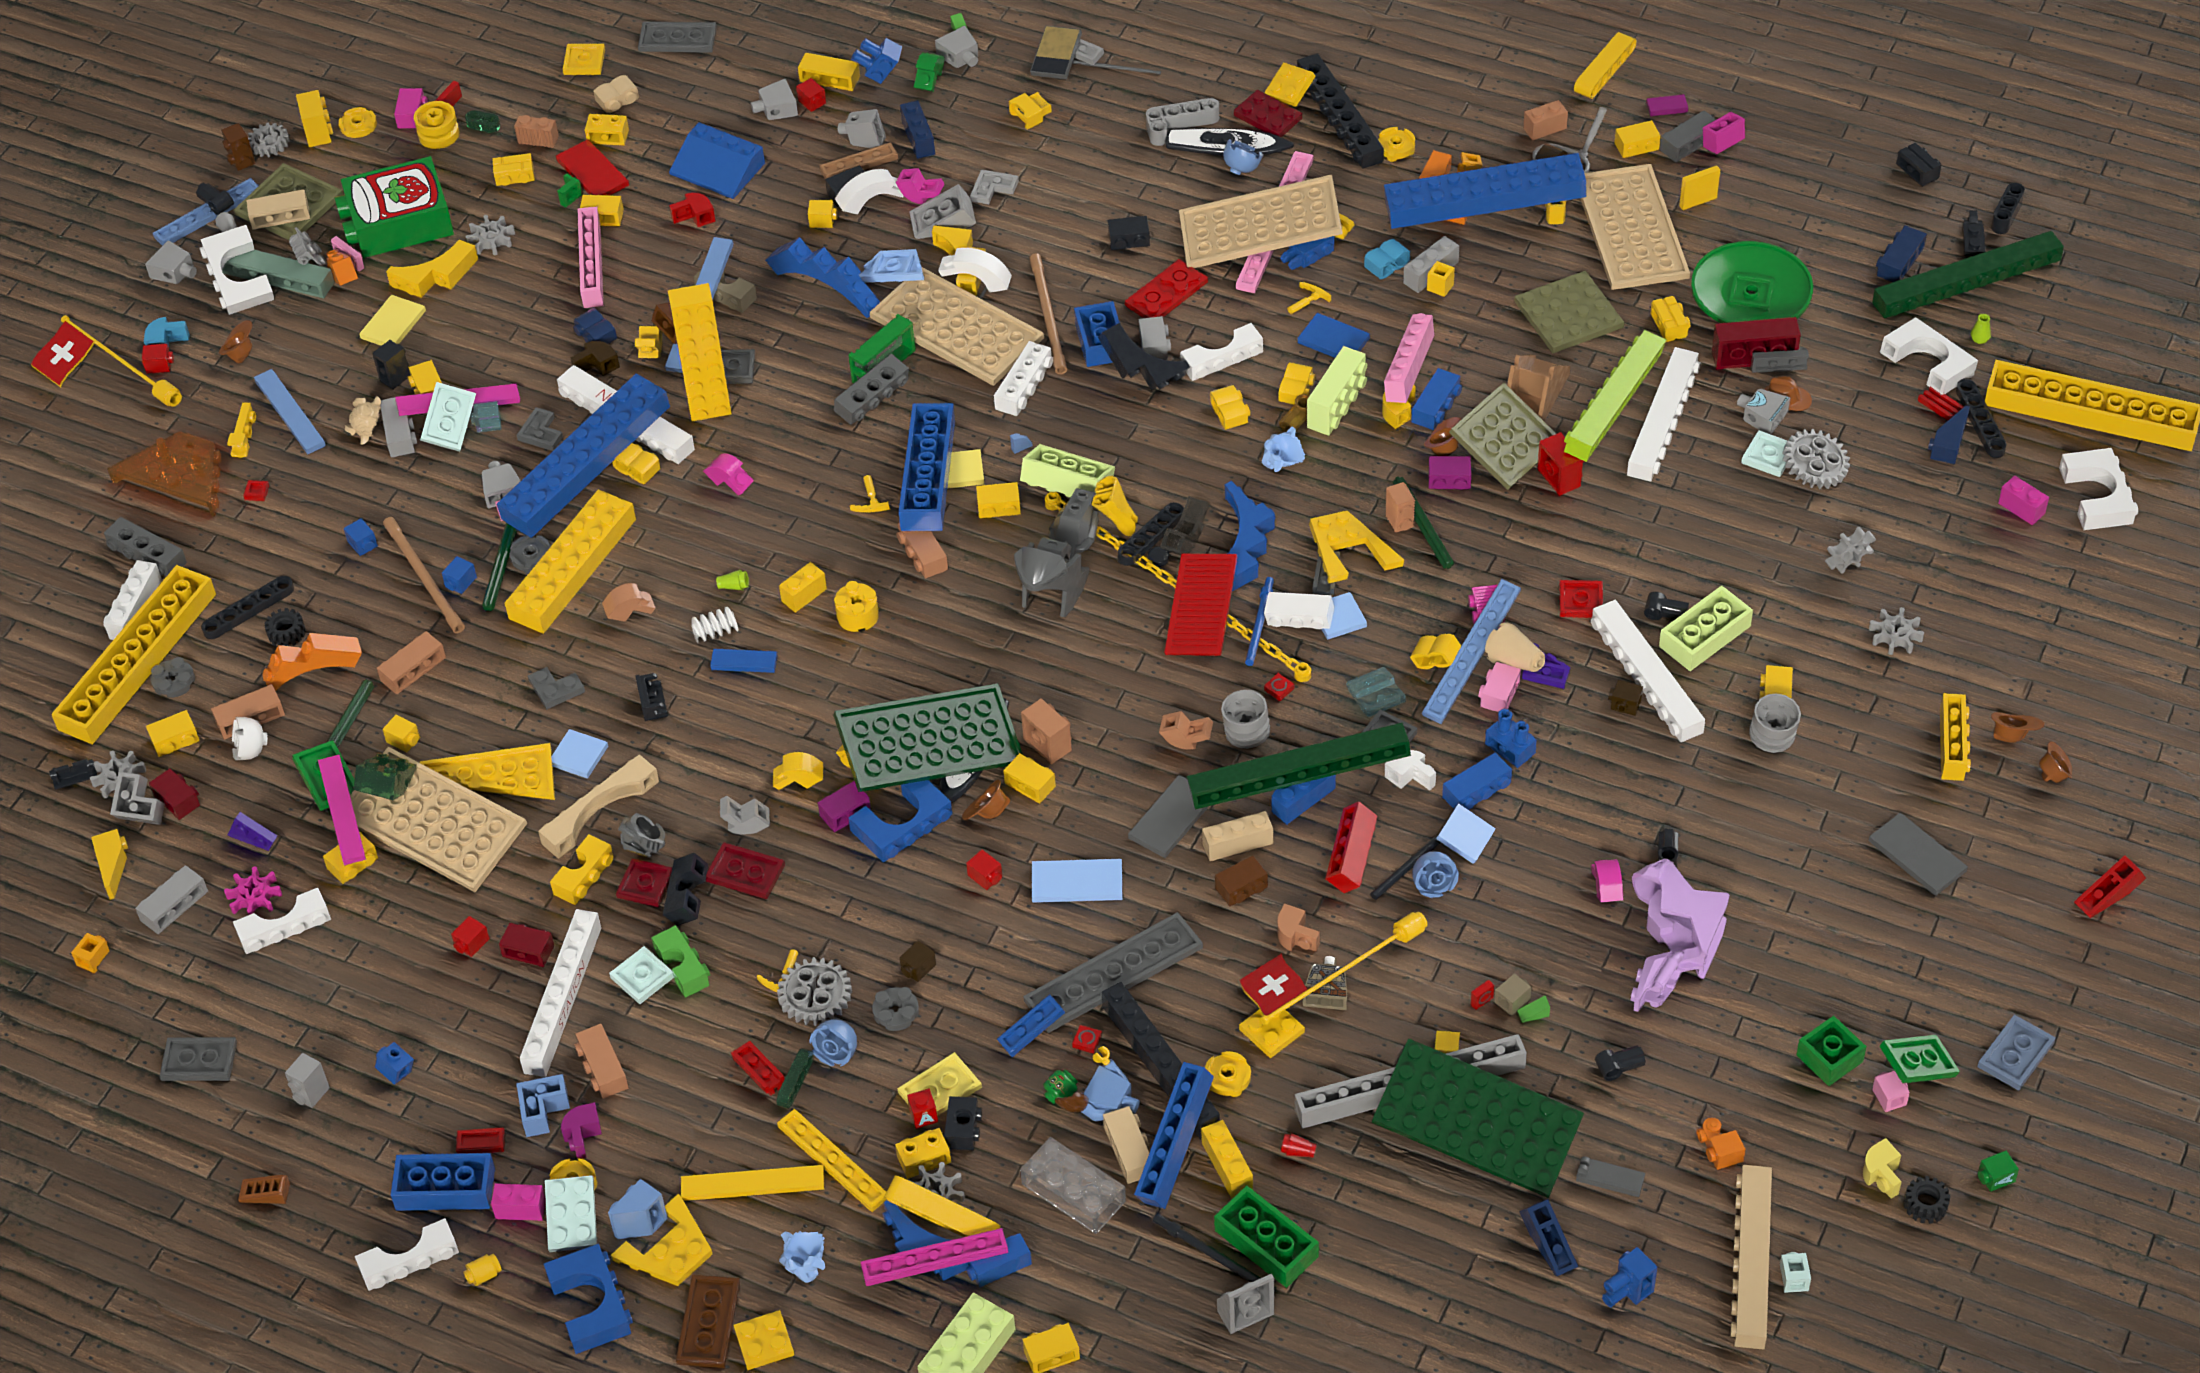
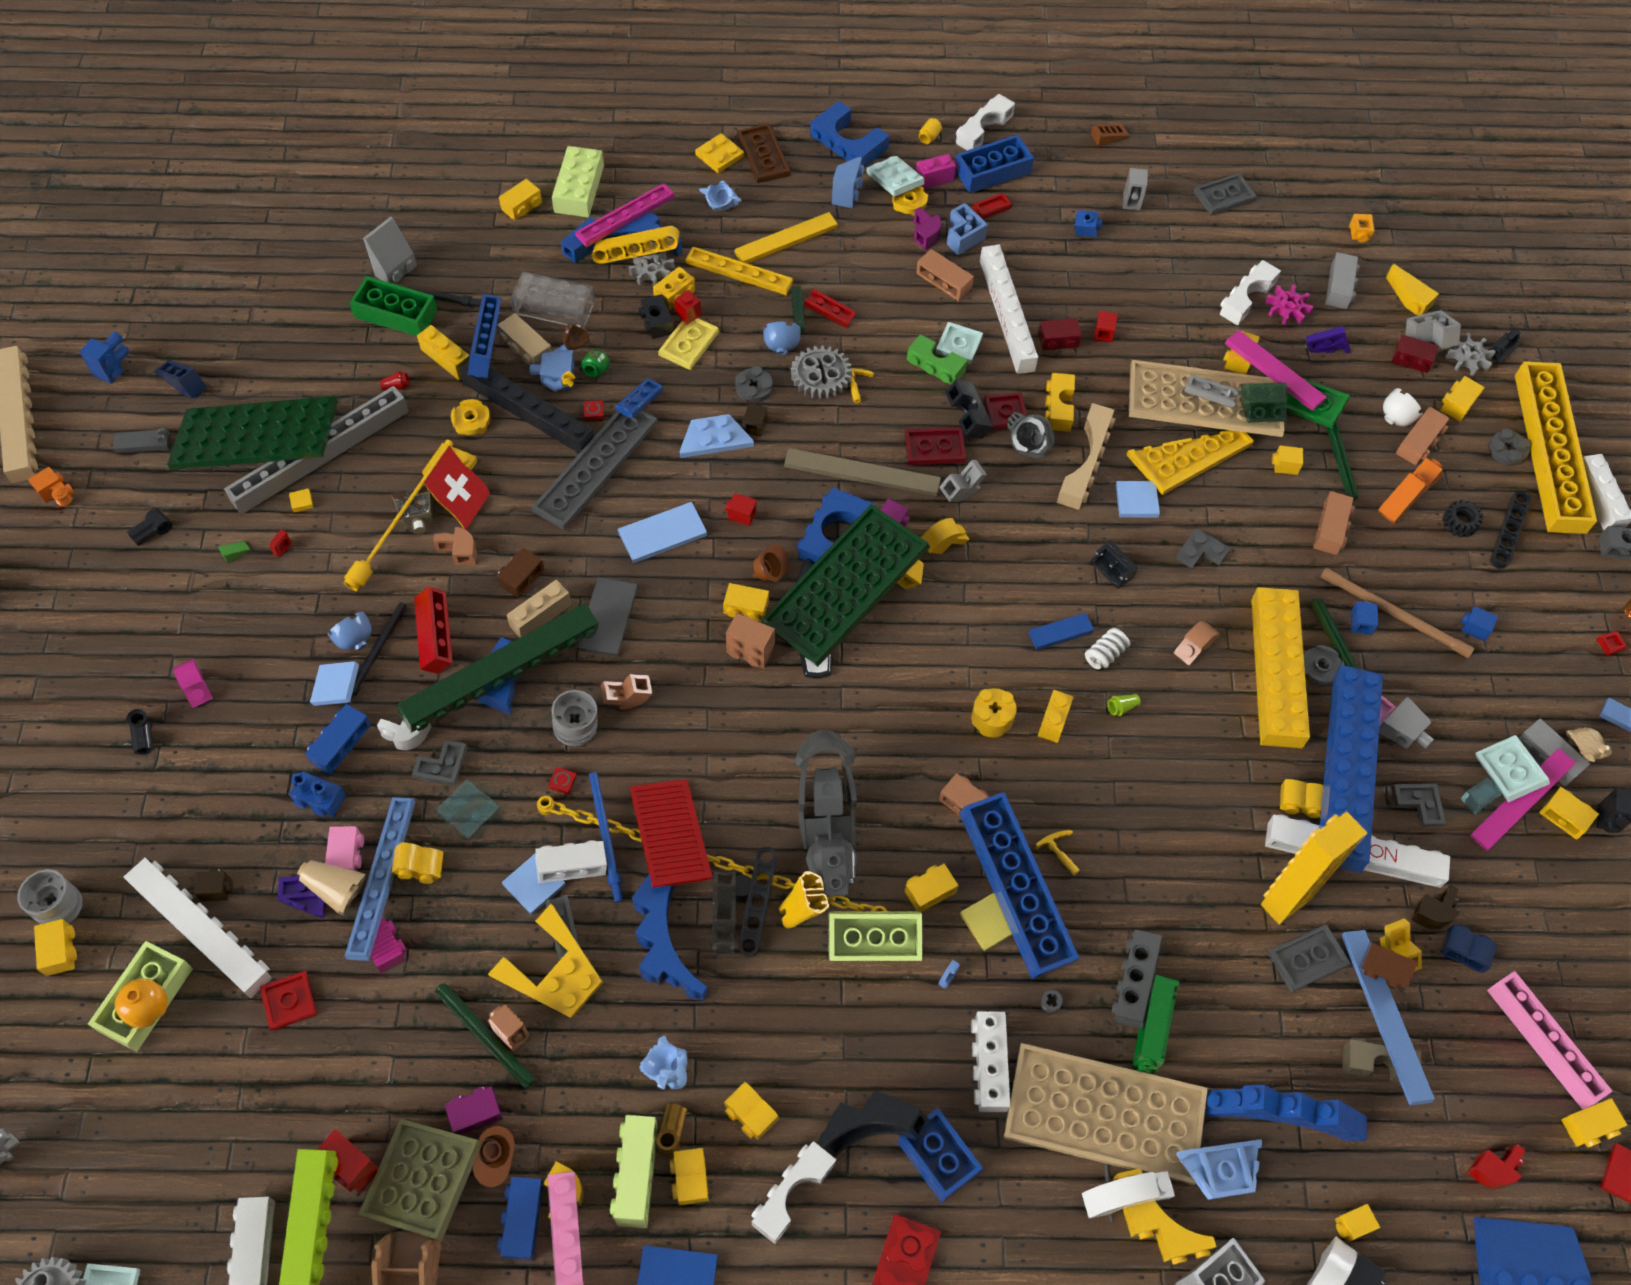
camera: 150 degrees right, 10 degrees up
(427, 810) = (1211, 391): none -> light grey hinge
(675, 1254) = (809, 185): yellow wing -> none
(728, 470) = (1210, 812): dark pink brick -> none
(837, 873) = (862, 472): none -> dark tan tile
(950, 397) = (1052, 994): none -> dark grey bush
(970, 965) = (714, 436): none -> light blue wing
(1058, 357) = (1065, 1243): medium nougat piece -> none
(1153, 337) = (879, 1180): light grey brick -> none
(1513, 994) = (253, 552): dark tan brick -> none
(1659, 606) = (199, 1015): black piece -> none
(1685, 921) = (111, 648): lavender piece -> none
(1703, 603) = (141, 1002): none -> light orange cylinder

